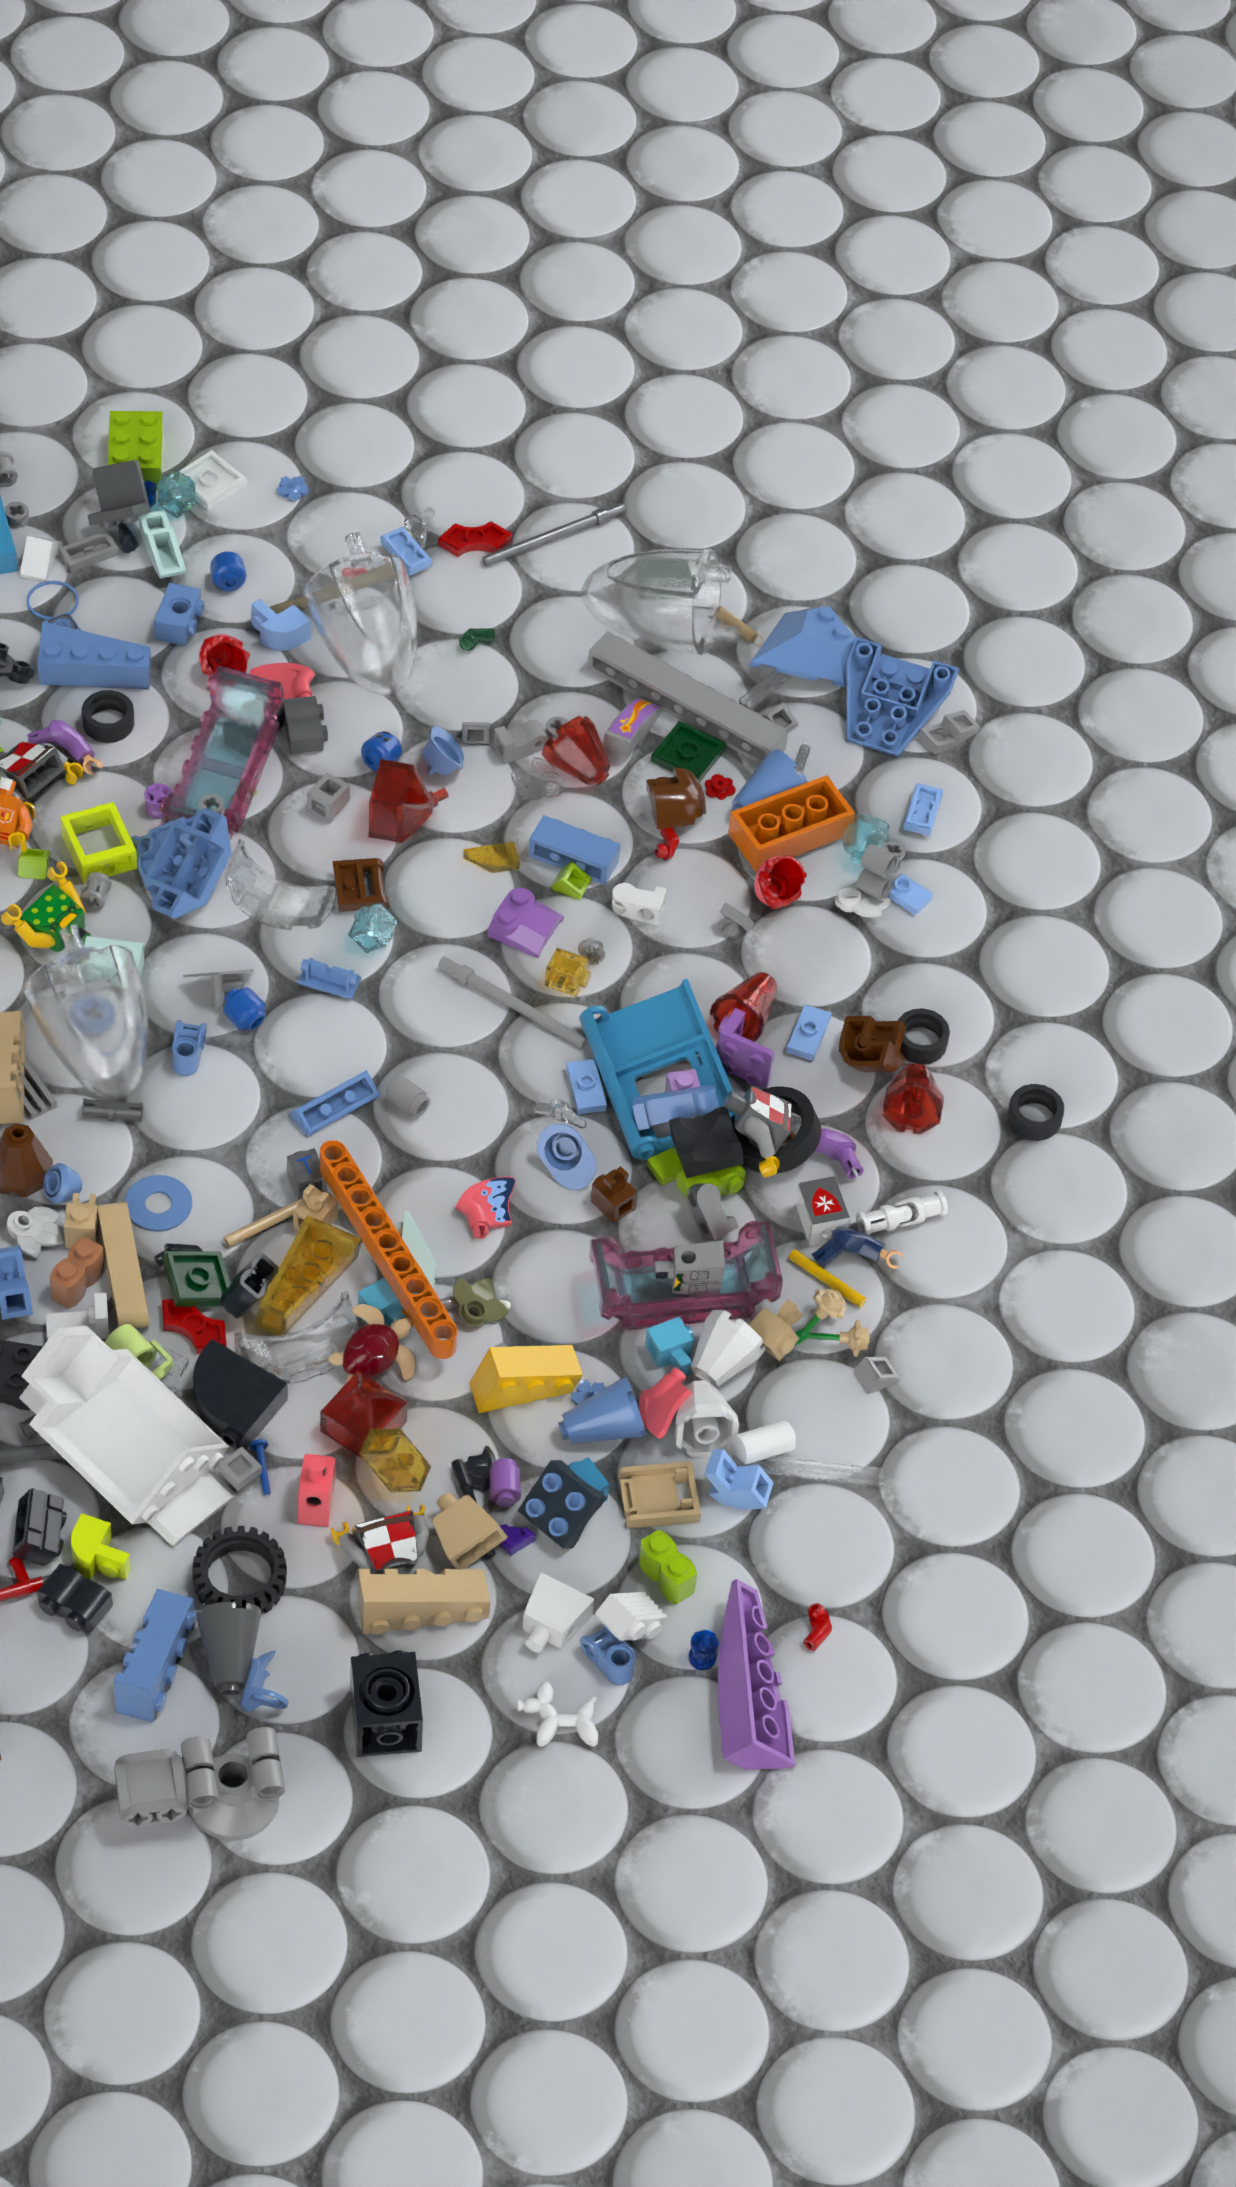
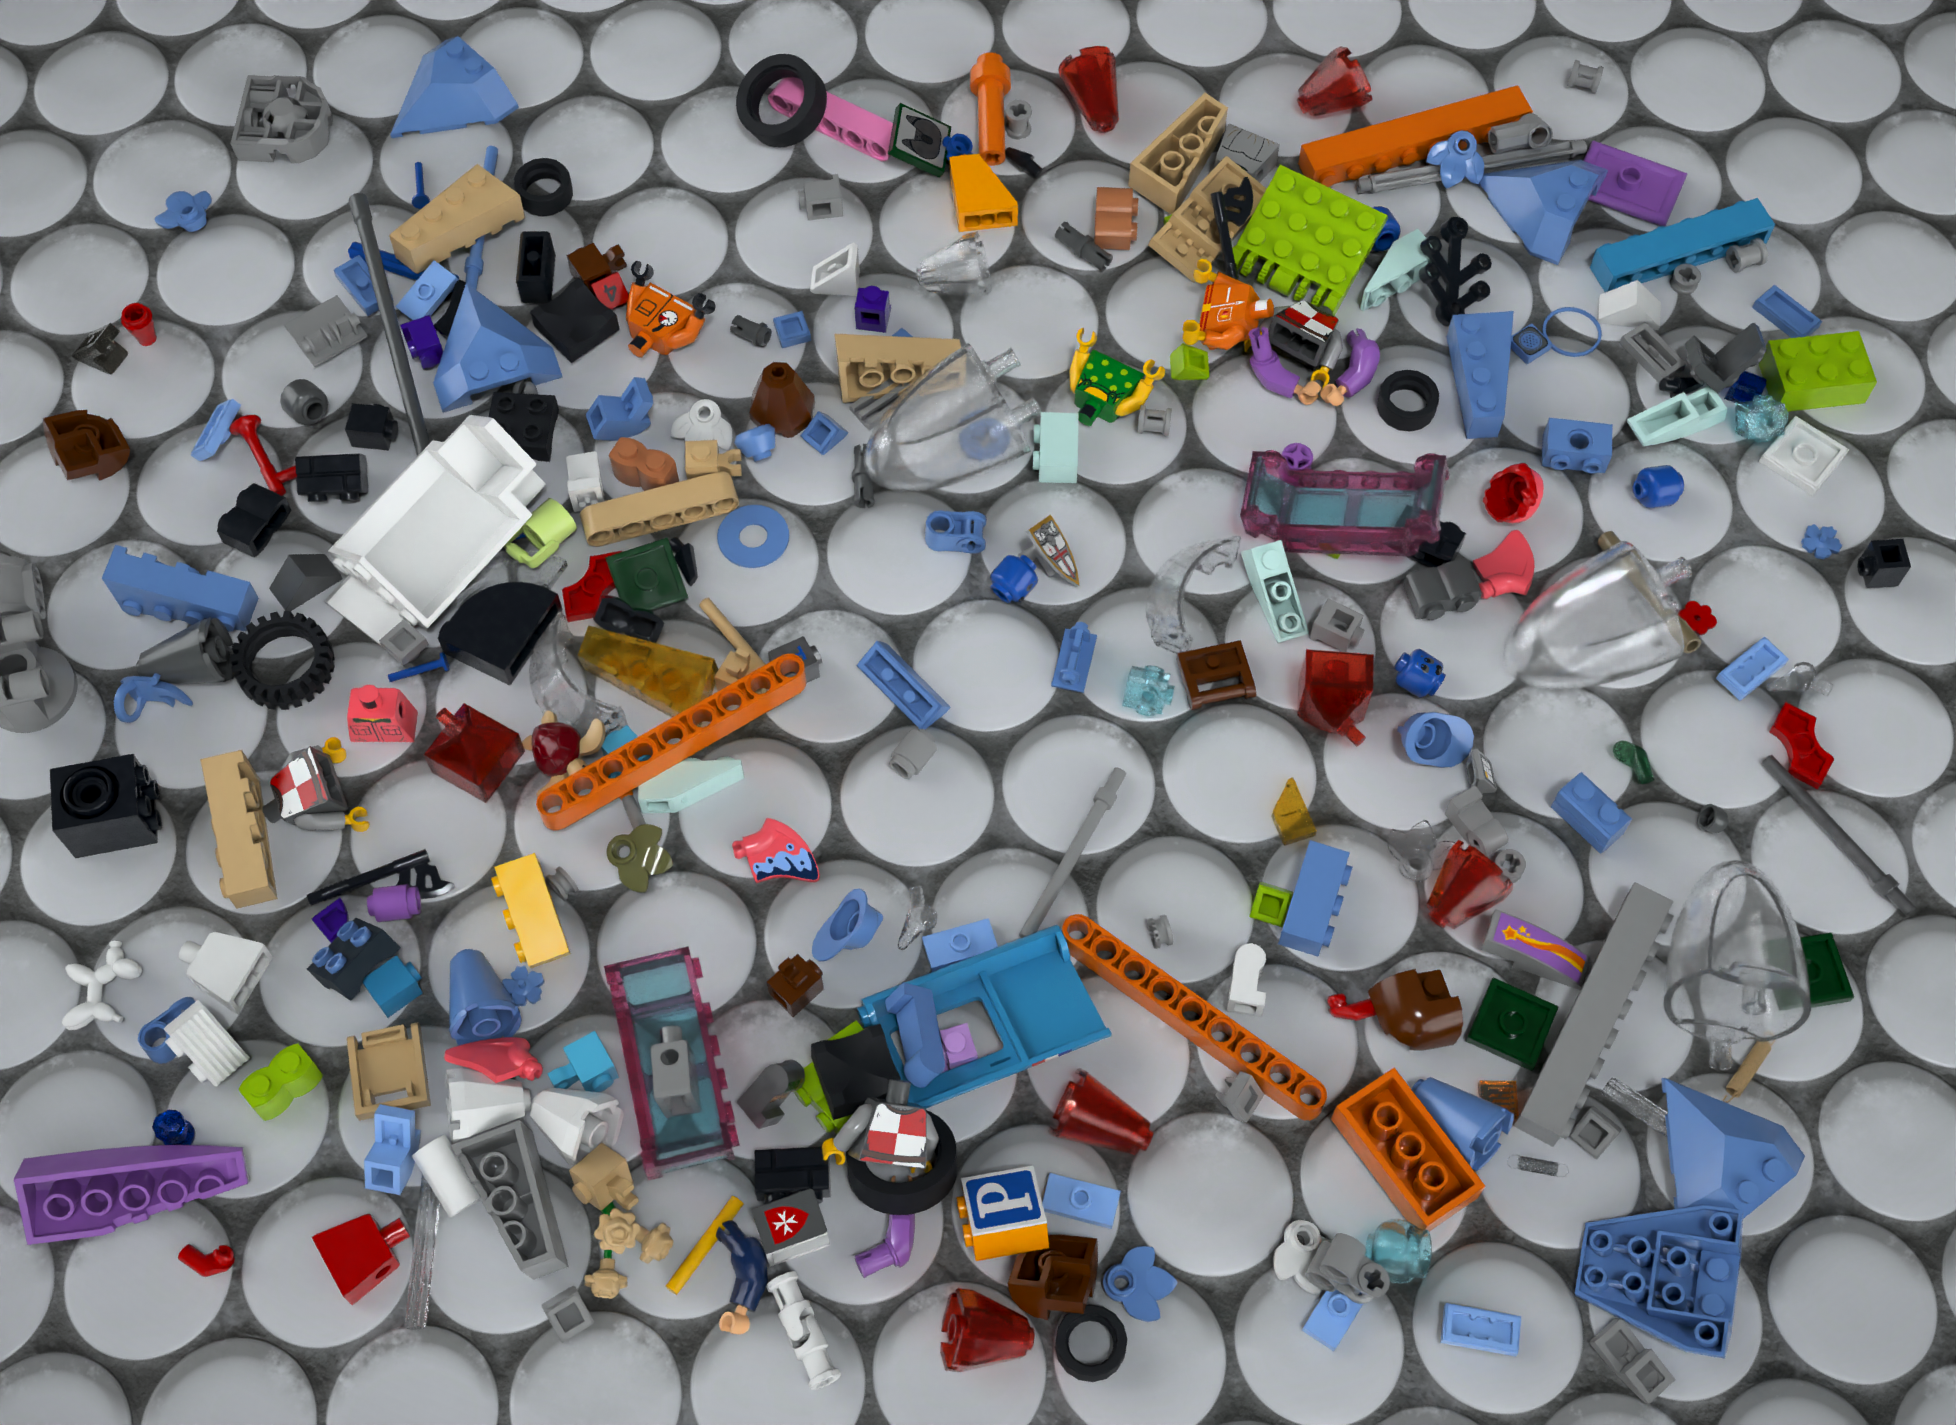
camera: 90 degrees right, 10 degrees up
(57, 1138) = (823, 433): none -> medium blue slope
(60, 803) = (1272, 374): none -> medium lavender arm
(66, 459) = (1786, 313): none -> medium blue tile
(92, 1551) = (311, 523): neon yellow brick -> none
(119, 858) = (1197, 429): neon yellow window -> none
(151, 1560) = (302, 579): none -> dark grey slope
(183, 861) = (1193, 492): medium blue wedge -> none
(212, 799) = (1277, 496): light grey bush -> none
(278, 832) = (1275, 590): none -> light aqua slope
(280, 630) = (1583, 542): light blue brick -> none
(329, 449) = (1884, 563): none -> black brick
(395, 1460) = (402, 782): clear yellow brick -> none
(465, 1530) = (327, 864): tan torso -> none
(522, 668) = (1591, 812): none -> medium blue brick
(524, 922) = (1195, 855): medium lavender slope -> none
(528, 601) = (1712, 819): none -> dark grey hinge
(567, 972) = (1121, 906): clear yellow brick -> none
(667, 939) = (1196, 1031): none -> orange beam
(719, 787) = (1466, 1076): red plant -> none
(742, 1056) = (1026, 1092): medium lavender bracket -> none
(744, 769) = (1501, 1093): none -> clear orange tile
(777, 1205) = (790, 1172): none -> black brick
(779, 881) = (1303, 1142): red hair -> none
(786, 1390) = (515, 1193): none -> light grey wedge
(823, 1068) = (1003, 1213): none -> piece
(823, 1510) = (360, 1253): none -> red torso
(877, 1002) = (1144, 1281): none -> medium blue plate

